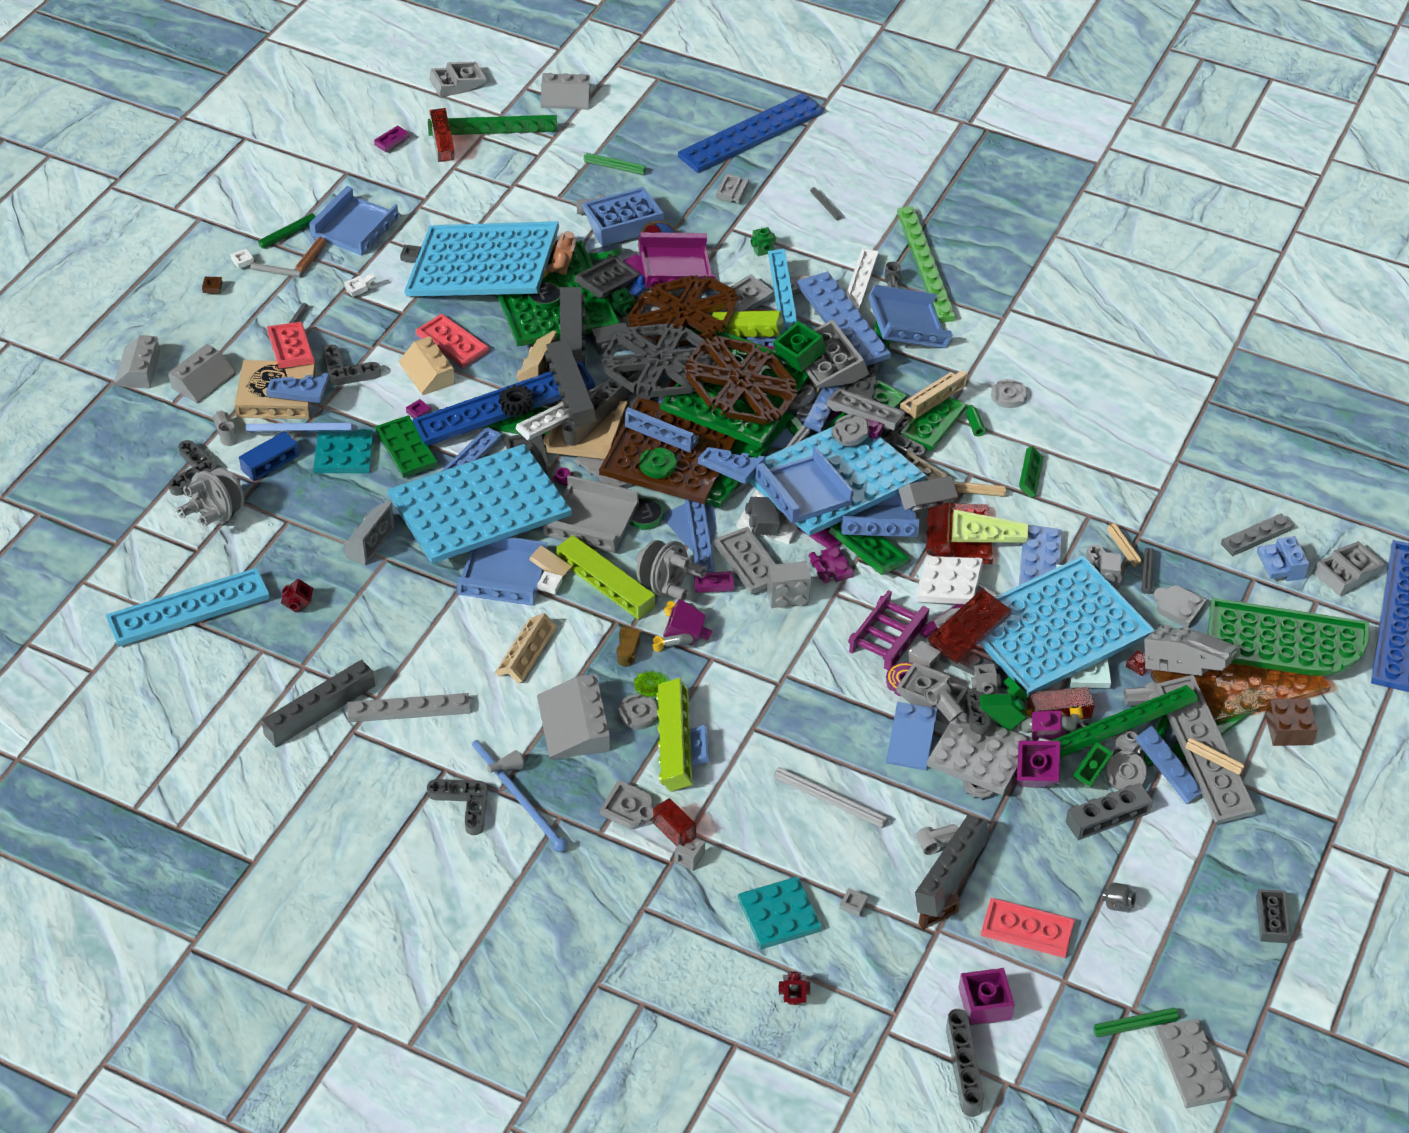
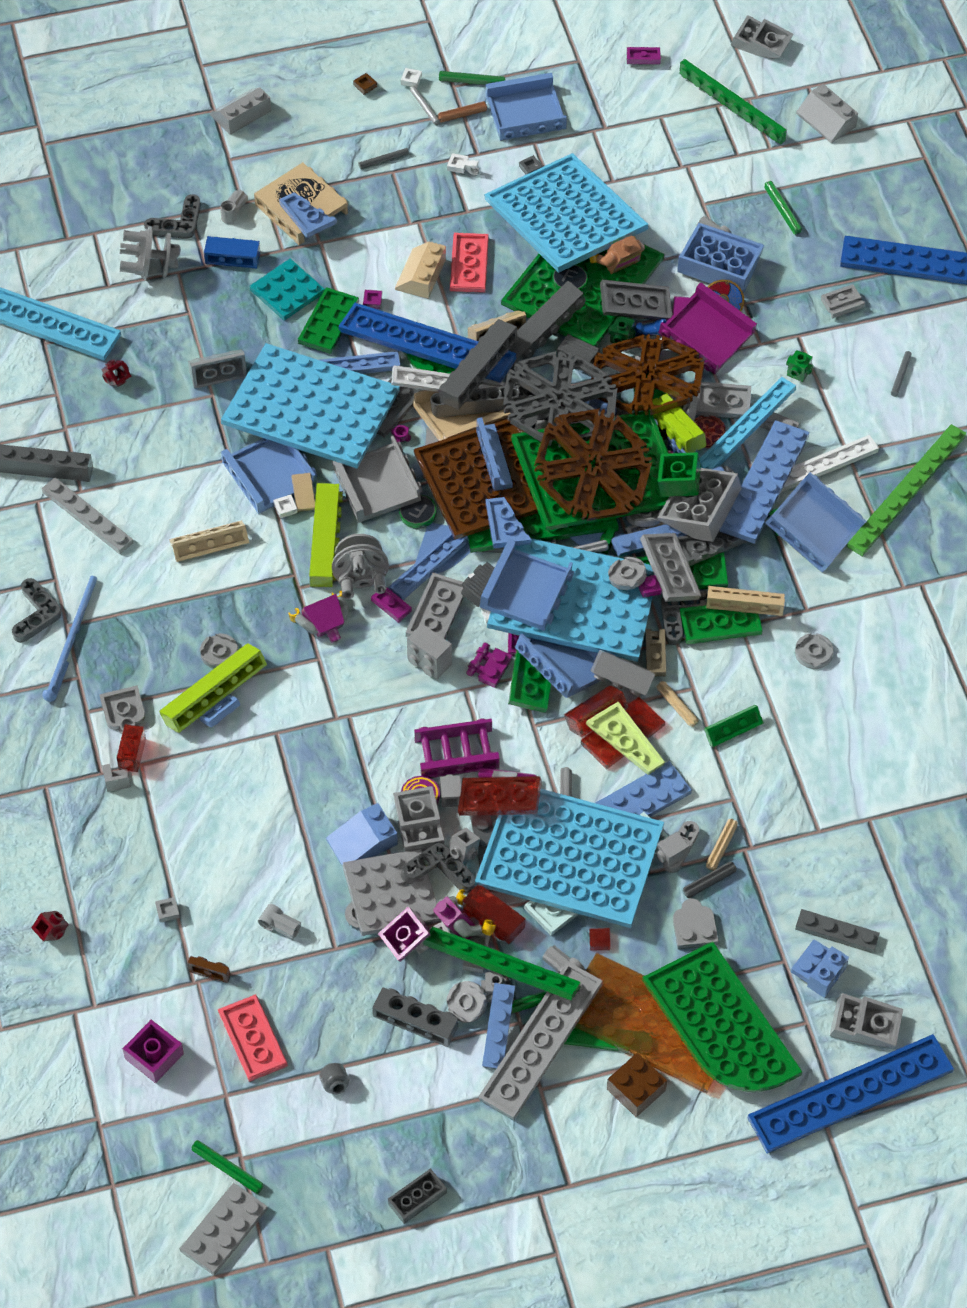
camera: 50 degrees right, 10 degrees up
(201, 373) = (268, 150): light grey slope -> none
(290, 345) = (348, 175): coral tile -> none
(301, 428) = (273, 248): medium blue tile -> none
(341, 370) = (365, 224): dark grey beam -> none
(441, 134) = (675, 81): clear red brick -> none
(512, 761) = (93, 611): light grey cone -> none
(519, 407) = (428, 339): black tyre -> none
(574, 718) = (172, 619): light grey slope -> none
(605, 251) = (670, 278): green tile -> none
(629, 642) = (272, 599): pearl gold leg -> none
(643, 687) = (261, 637): clear neon green gear -> none
(658, 463) = (458, 479): green tile -> none
(779, 912) = (117, 870): teal plate -> none
(830, 797) = (254, 827): light grey axle -> none
(892, 274) = (859, 479): dark grey axle -> none
(940, 695) = (405, 834): light grey piece -> none
(949, 579) = (551, 751): white plate -> none
(951, 866) = (250, 946): dark grey brick -> none
(964, 1071) = (82, 1087): dark grey beam -> none
(975, 421) = (753, 649): green cylinder -> none
(1003, 709) = (441, 876): green slope -> none
(1014, 689) = (471, 870): green plate -> none
(1092, 765) = (443, 973): green brick -> none
(1187, 651) = (623, 960): light grey piece -> none
(1214, 756) = (533, 1050): tan axle -> none

